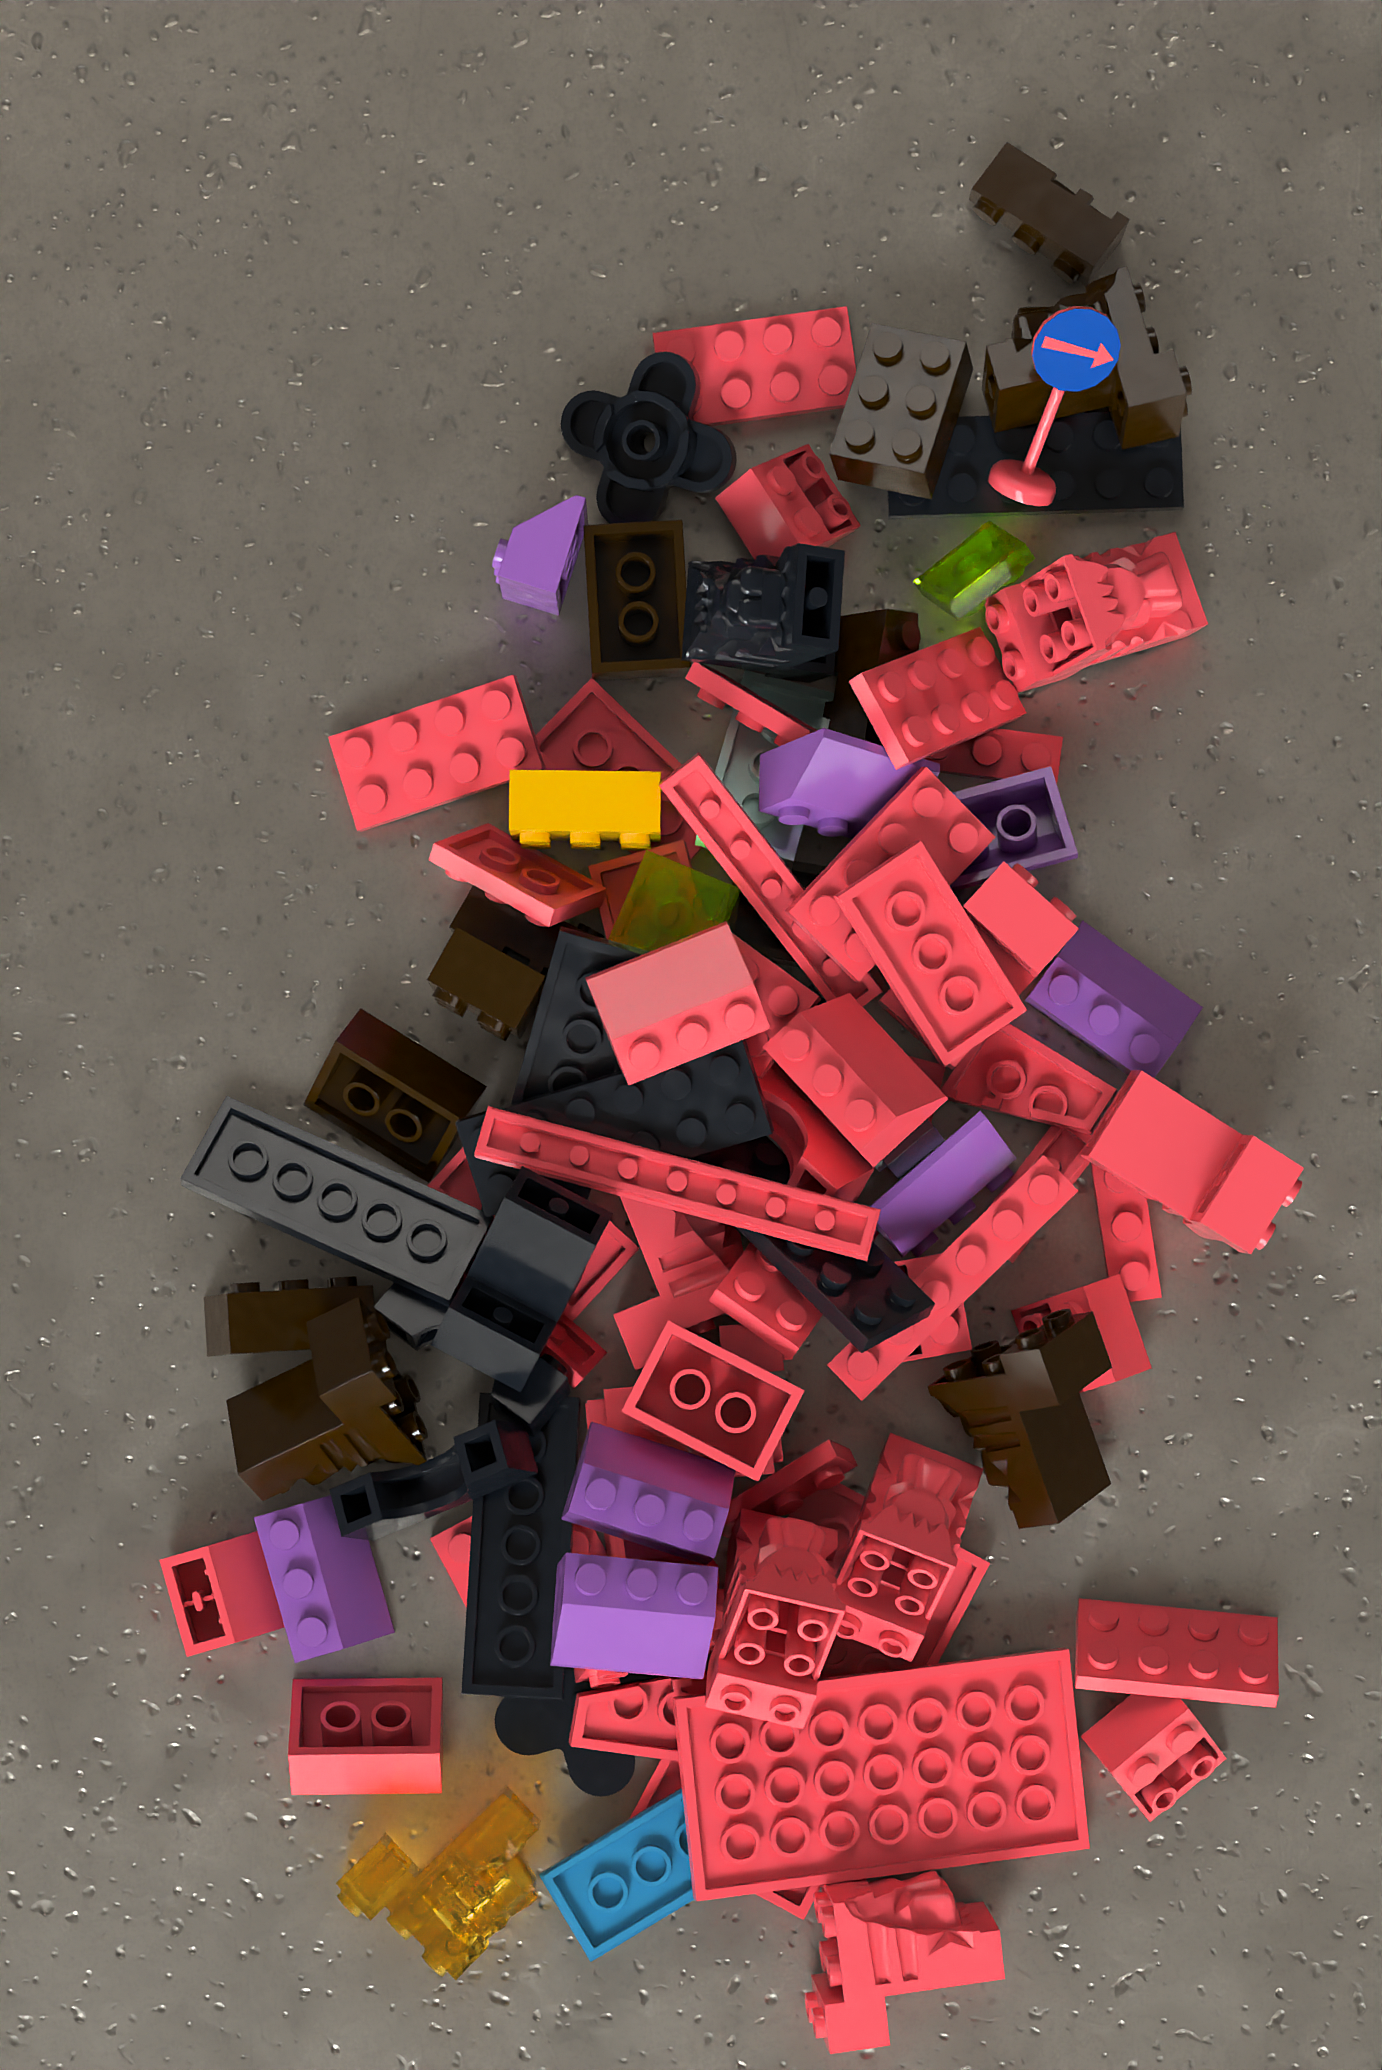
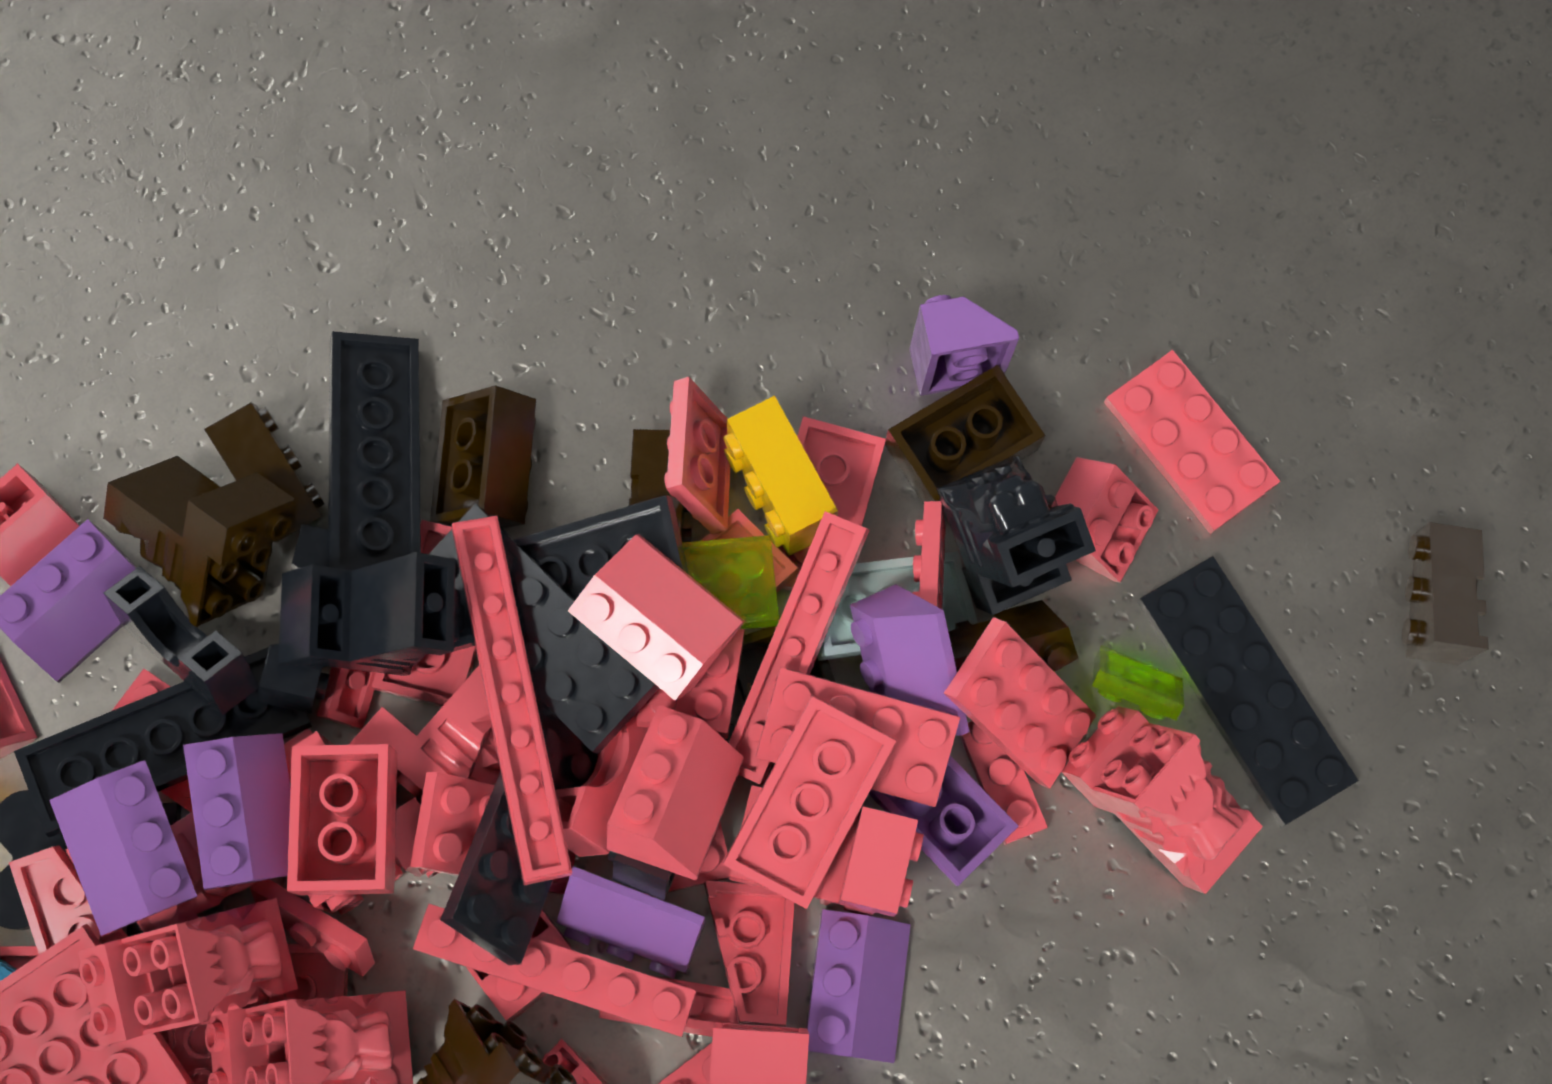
camera: 60 degrees right, 10 degrees down
(436, 753) = (763, 354): coral plate -> none
(486, 983) = (599, 464): dark brown brick -> none
(614, 431) = (1092, 386): black plant -> none
(901, 411) = (1228, 559): dark brown brick -> none
(1069, 353) = (1359, 655): piece -> none
(1142, 391) = (1355, 679): dark brown brick -> none

